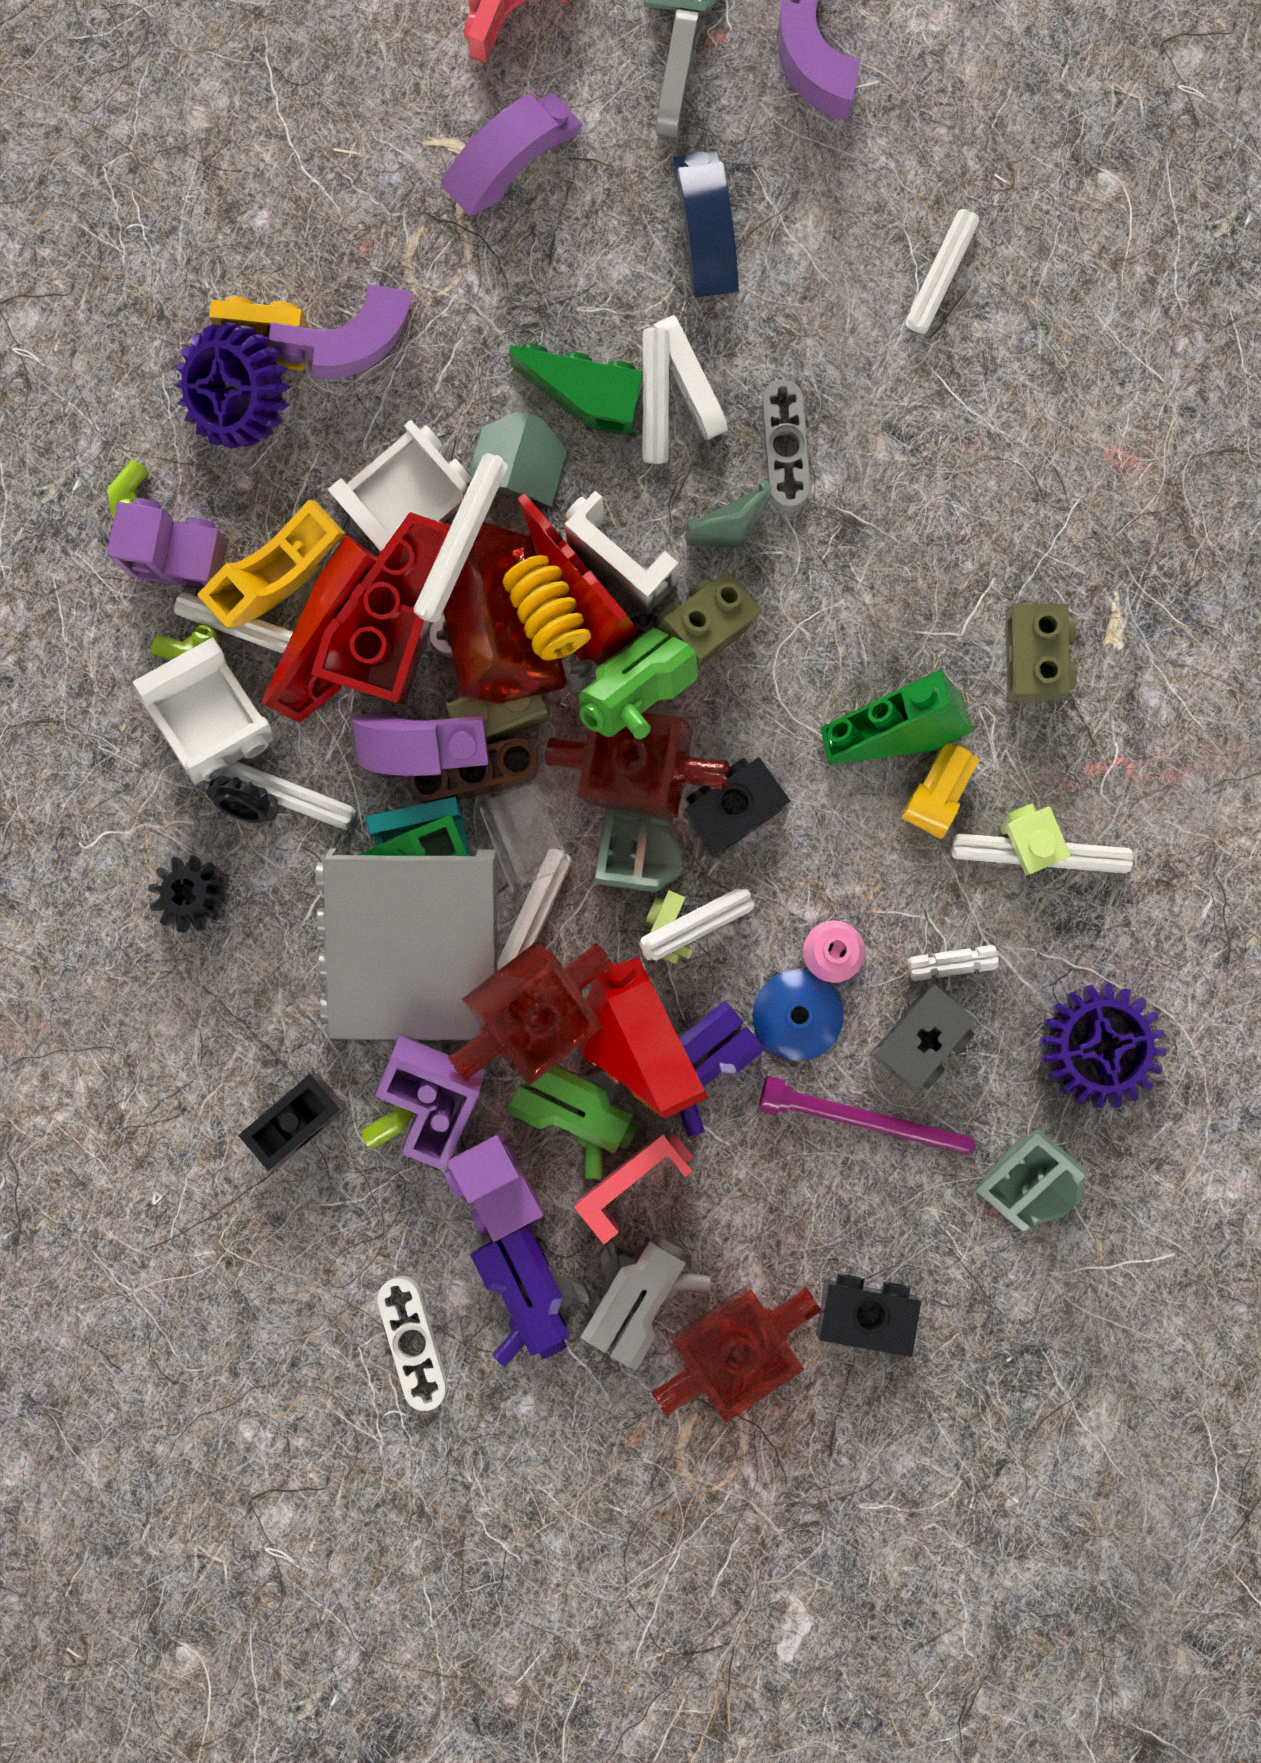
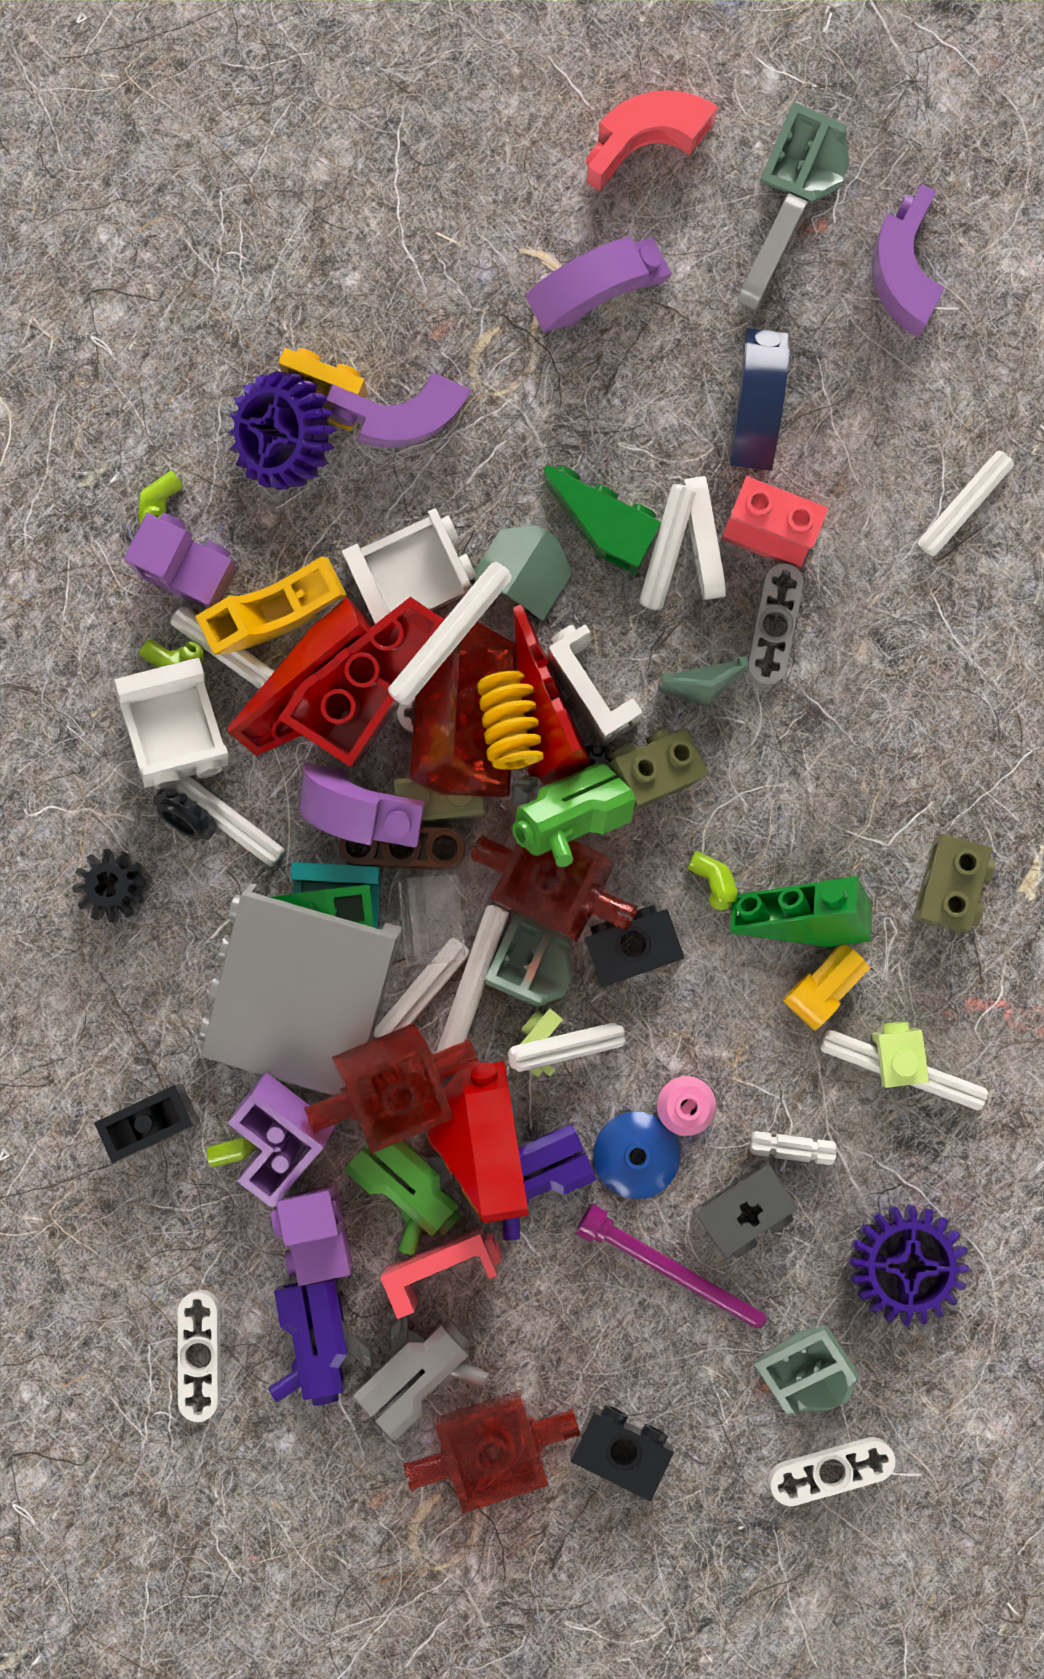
camera: 15 degrees right, 0 degrees up
(582, 880) = (472, 980): none -> white axle
(756, 339) = (774, 523): none -> coral panel
(802, 713) = (719, 877): none -> lime arm
(1103, 1282) = (847, 1482): none -> white beam

